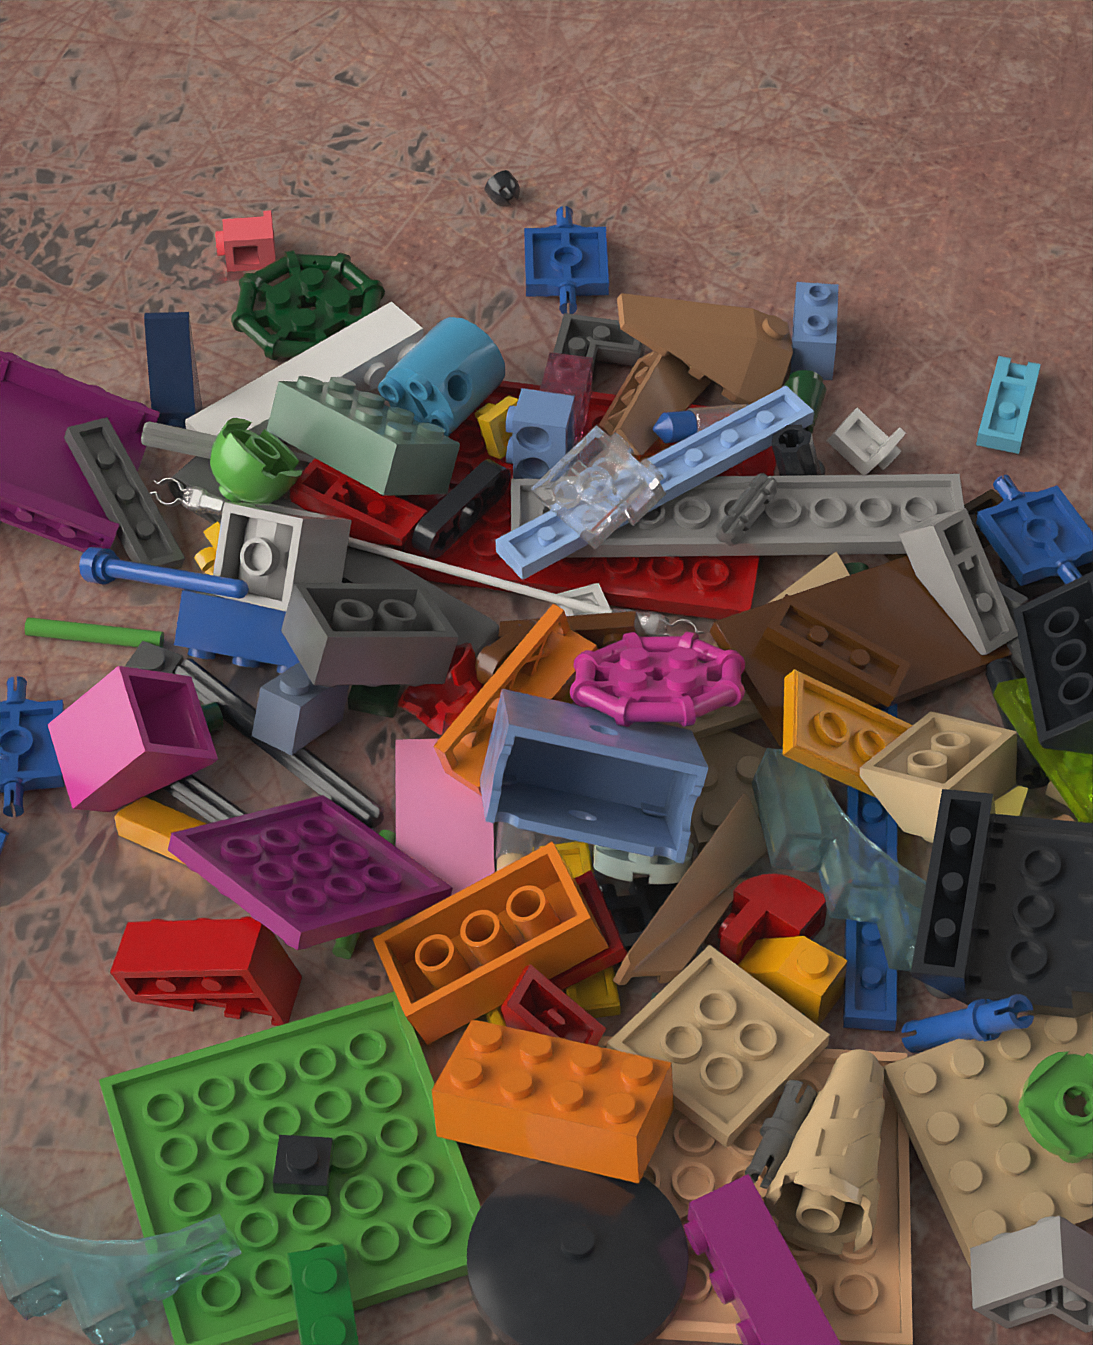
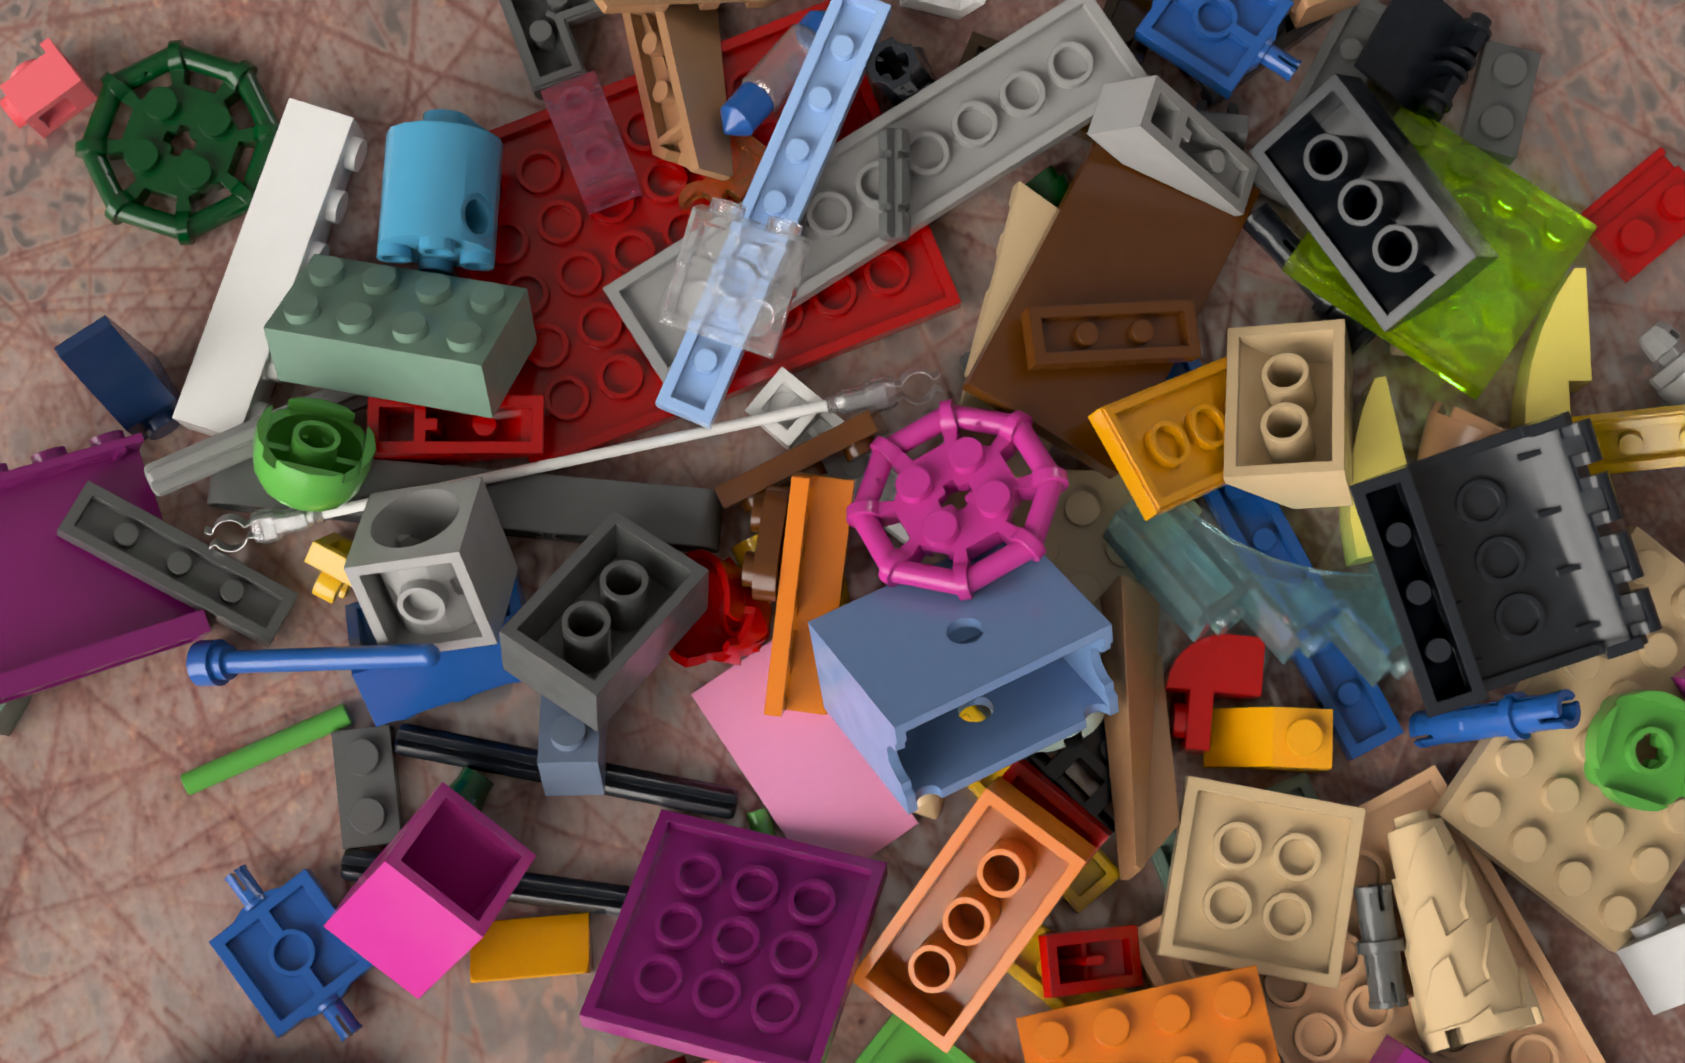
camera: 30 degrees left, 30 degrees up
(461, 508) = (571, 359): black beam -> none
(493, 426) = (541, 214): yellow tile -> none
(540, 432) = (608, 220): medium blue brick -> none

